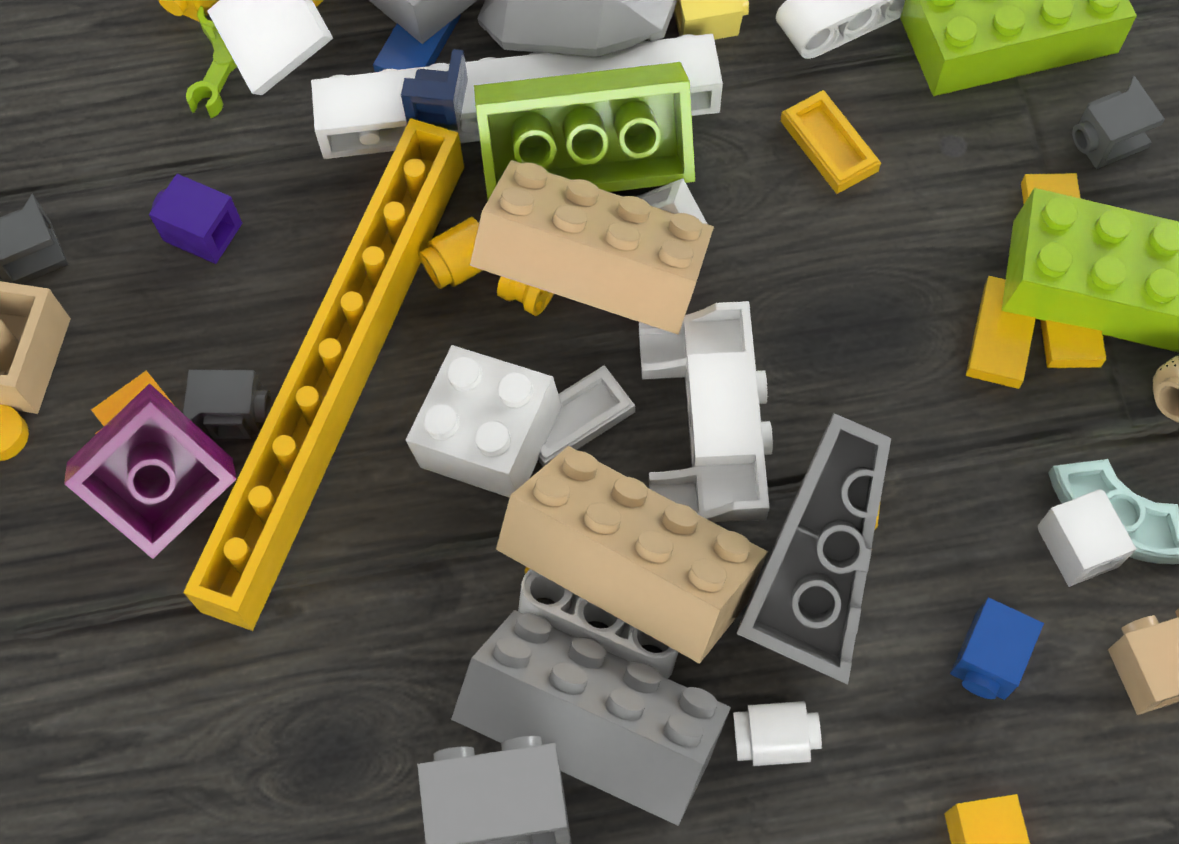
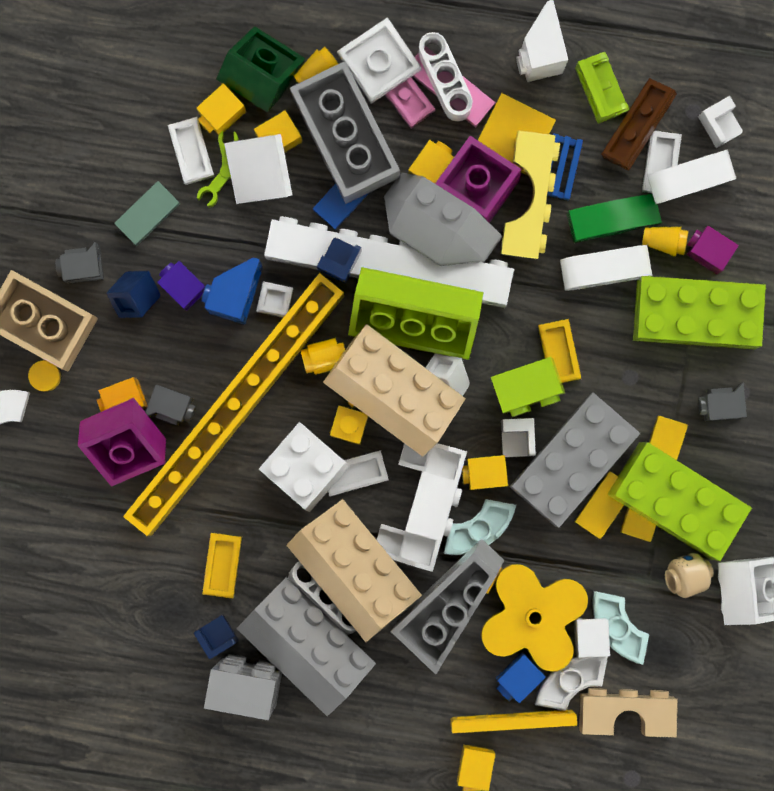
camera: 15 degrees right, 20 degrees up
(113, 149) = (147, 213): none -> sand green tile
(119, 261) = (133, 294): none -> dark blue panel
(161, 49) = (191, 151): none -> white tile
(279, 194) = (233, 291): none -> blue slope
(349, 202) = (274, 299): none -> white tile
(394, 641) = (222, 565): none -> yellow tile
(403, 767) = (216, 636): none -> dark blue panel
(538, 335) = (349, 425): none -> yellow brick
(776, 733) = (394, 680): white brick -> none
(793, 338) = (485, 472): none -> yellow brick
(797, 446) = (486, 525): none -> light aqua tile
(807, 176) = (527, 386): none -> lime brick
(821, 271) = (518, 437): none -> white panel
(926, 274) = (574, 460): none -> light grey brick
(949, 566) = (522, 595): none -> yellow plant
(1018, 730) = (513, 721): none -> yellow tile
(1079, 628) = (566, 683): none -> white tile

